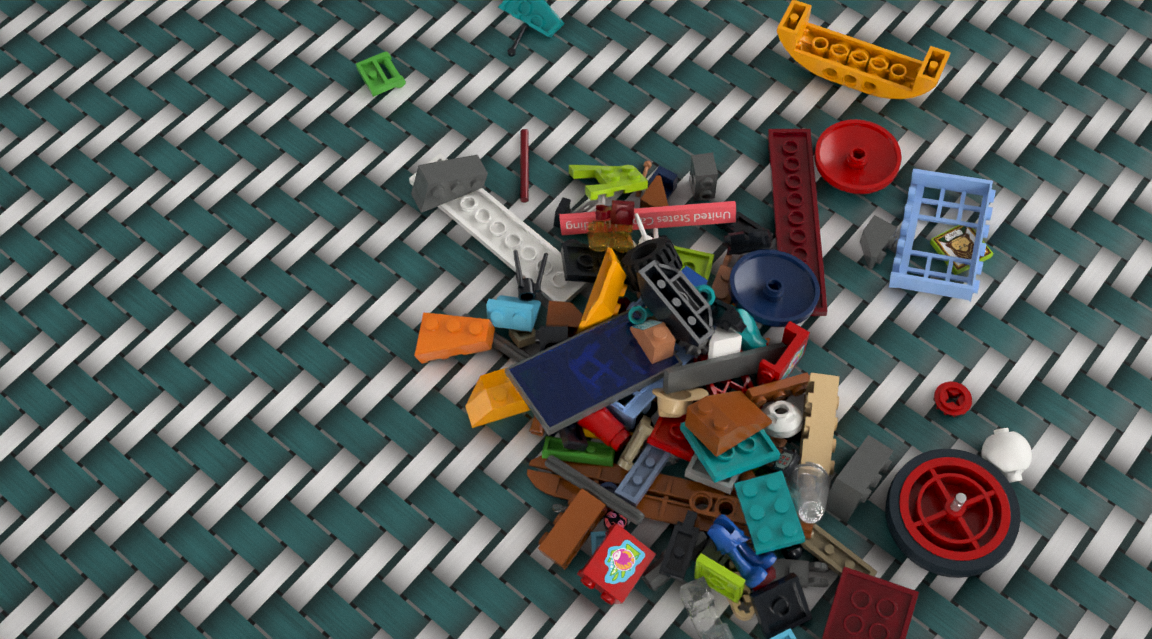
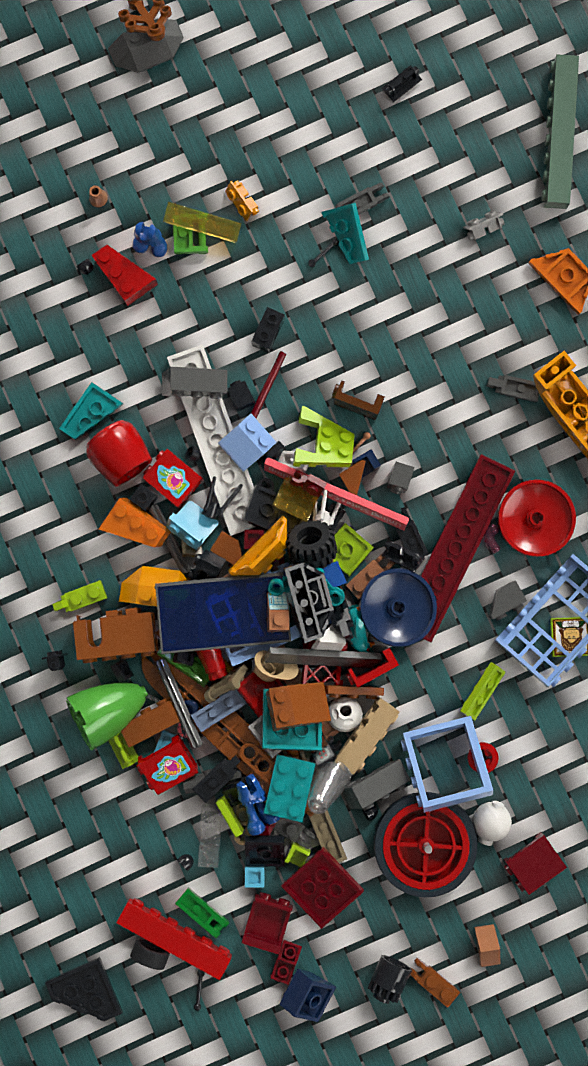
camera: 25 degrees right, 25 degrees up
(272, 79) = (97, 196): none -> nougat cone
(286, 140) = (85, 267): none -> black hinge
(329, 128) = (125, 276): none -> red wedge
(341, 79) = (147, 237): none -> blue piece
(350, 260) = (89, 411): none -> teal wing
(387, 54) = (202, 222): none -> clear yellow plate
(401, 275) = (118, 452): none -> red piece
(416, 29) = (245, 207): none -> light orange hinge
(427, 441) = (81, 597): none -> lime hinge
(427, 509) = (55, 660): none -> black hinge
(449, 305) = (143, 498): none -> black brick
(470, 278) = (172, 478): none -> red panel
(480, 251) = (193, 454): none -> black hinge
(496, 451) = (119, 634): none -> dark orange piece
(499, 115) = (268, 330): none -> black brick
(502, 180) = (240, 395): none -> black brick
(510, 540) = (105, 710): none -> bright green cylinder
(511, 491) = (122, 670): none -> black tile
(531, 211) = (247, 442): none -> light blue slope
(553, 576) = (124, 754): none -> lime hinge
(581, 294) = (252, 537): none -> dark red panel
(622, 134) = (355, 404): none -> reddish brown panel
(764, 66) = (514, 387): none -> dark grey hinge
(819, 594) = (297, 854): none -> lime panel
(825, 198) = (489, 538): none -> clear pink arm
(869, 512) = (370, 813): none -> black hinge
(909, 334) = (482, 691): none -> lime plate
(975, 408) = (484, 791): none -> light blue window
(1080, 477) = (534, 864): none -> dark red panel
(1094, 593) = (487, 945): none -> nougat slope

